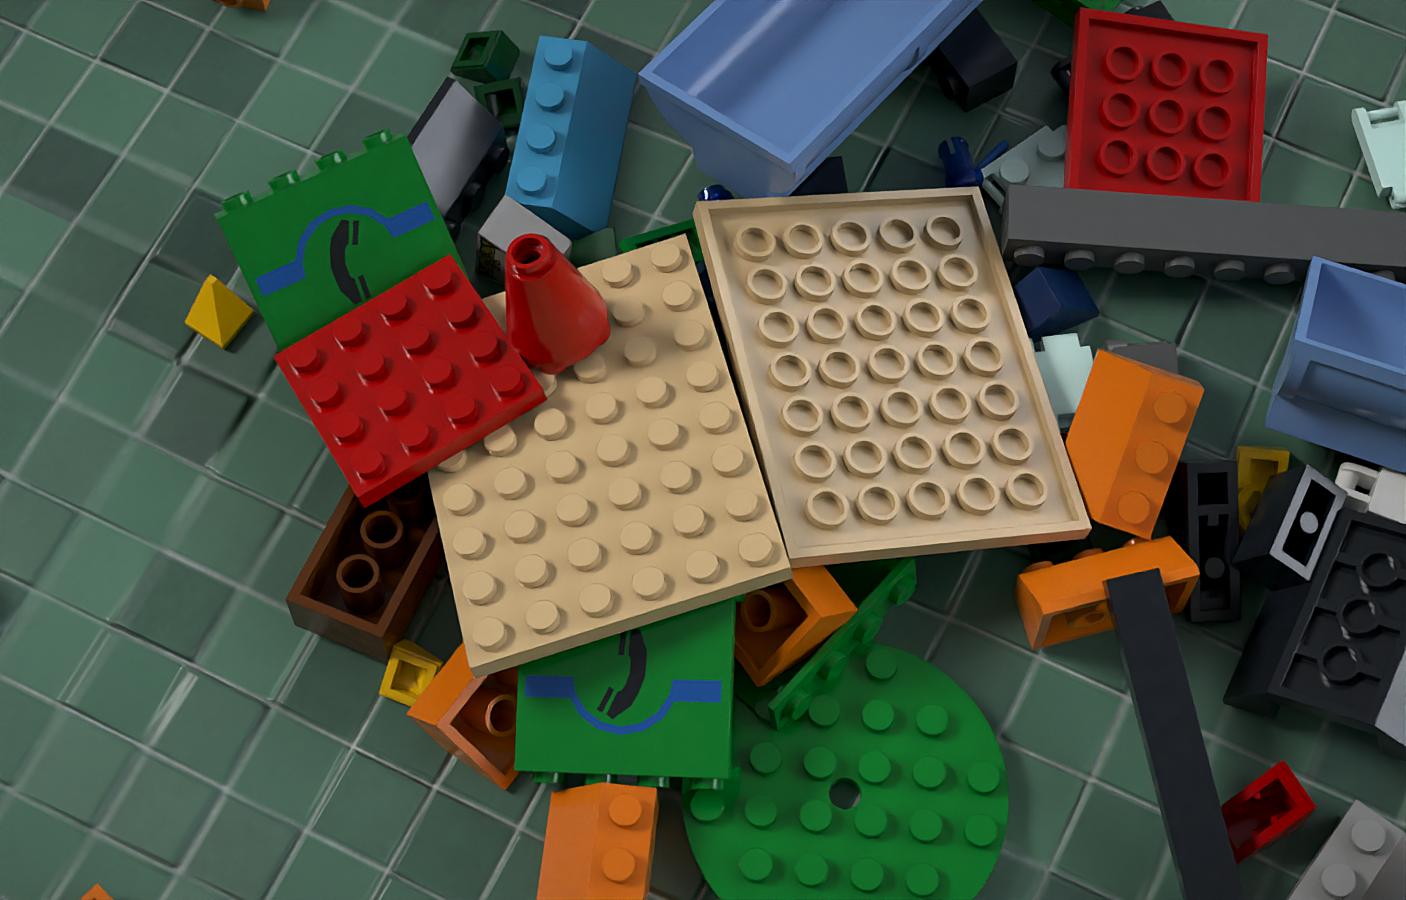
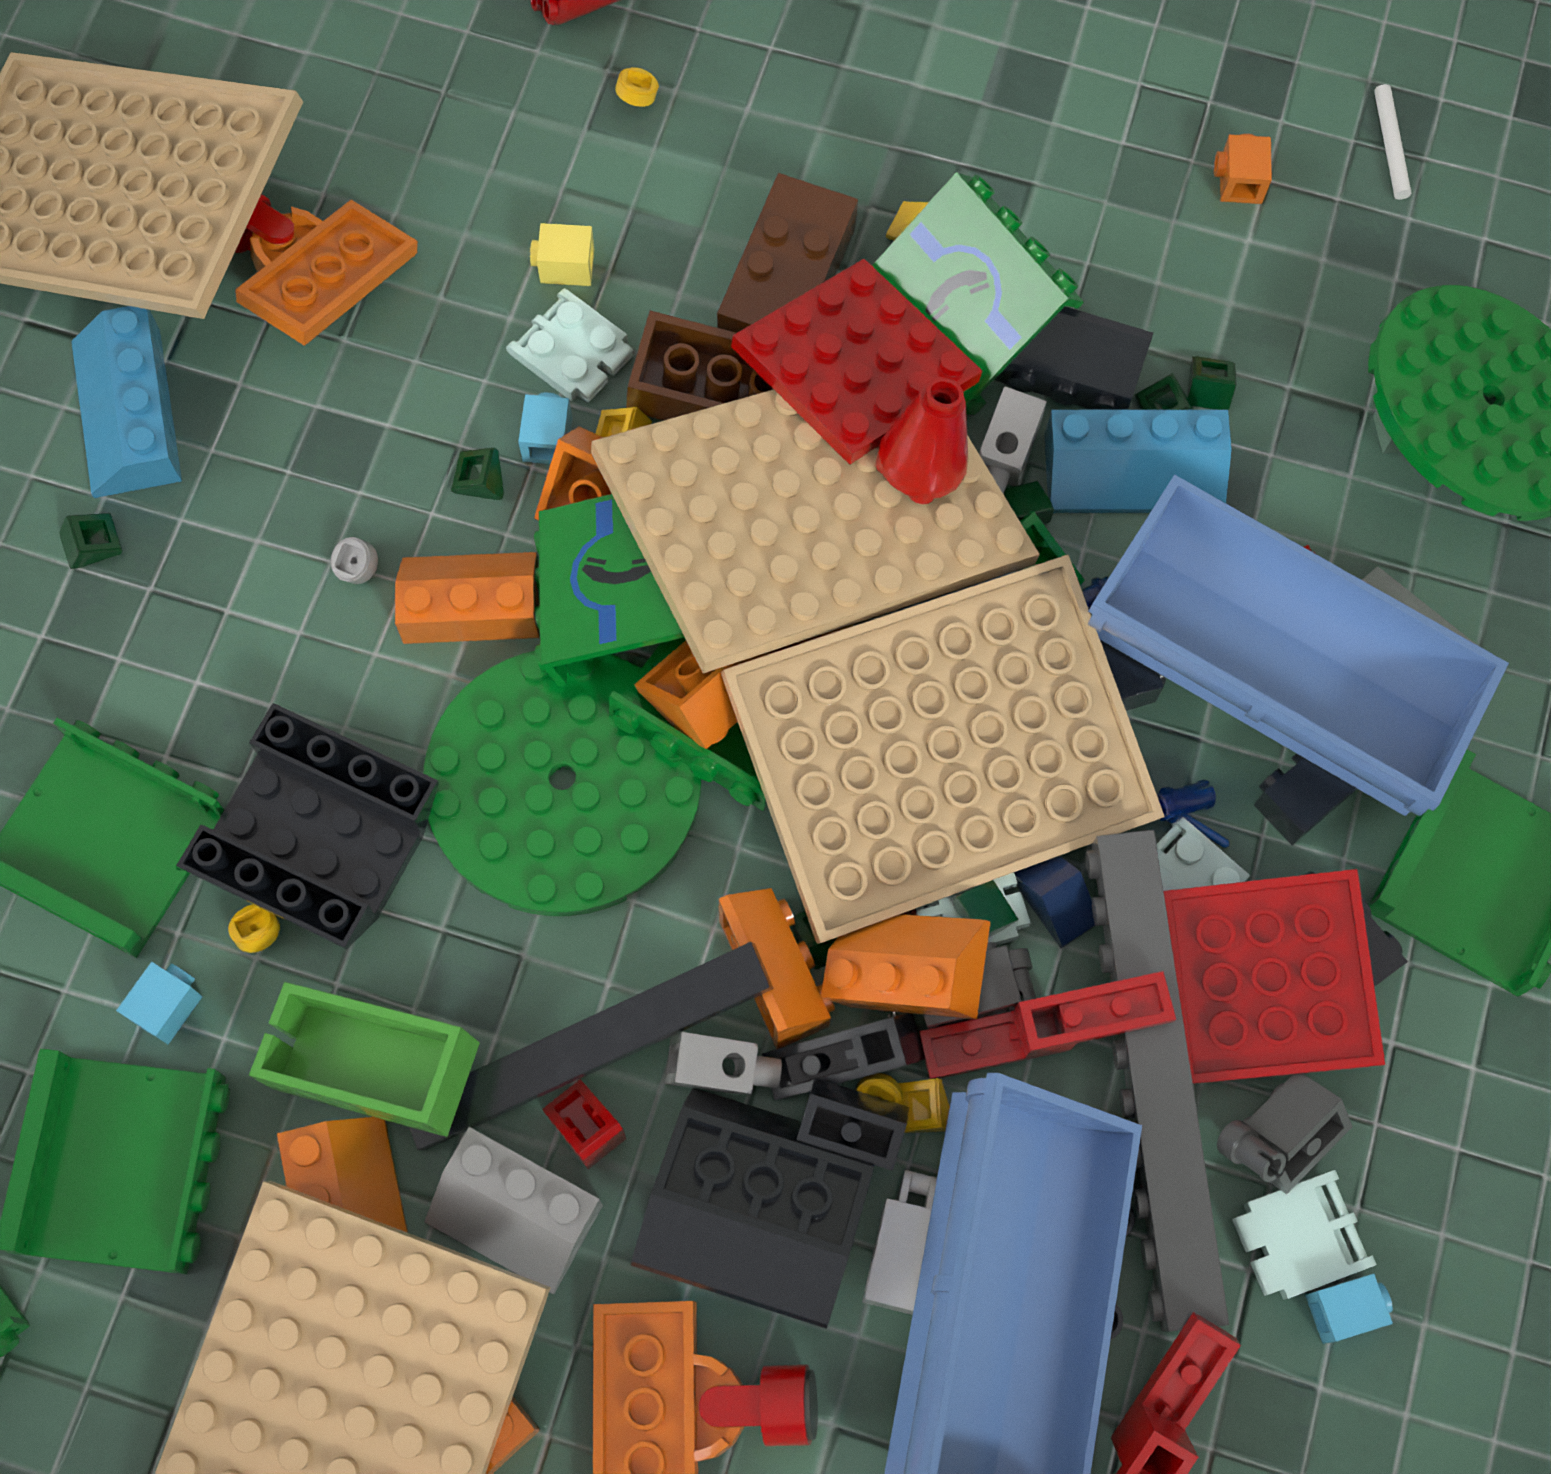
camera: 75 degrees right, 5 degrees up
(162, 705) = (564, 254): none -> light yellow brick
(242, 451) = (789, 251): none -> reddish brown brick
(288, 716) = (572, 347): none -> light aqua plate
(396, 756) = (543, 422): none -> medium azure brick
(434, 848) = (479, 474): none -> dark green slope
(1064, 369) = (986, 903): none -> dark green slope
(1202, 318) = (1047, 1025): none -> red bracket
(1216, 658) = (698, 1061): none -> light grey torso
(1318, 138) = (1287, 1132): none -> dark grey hinge

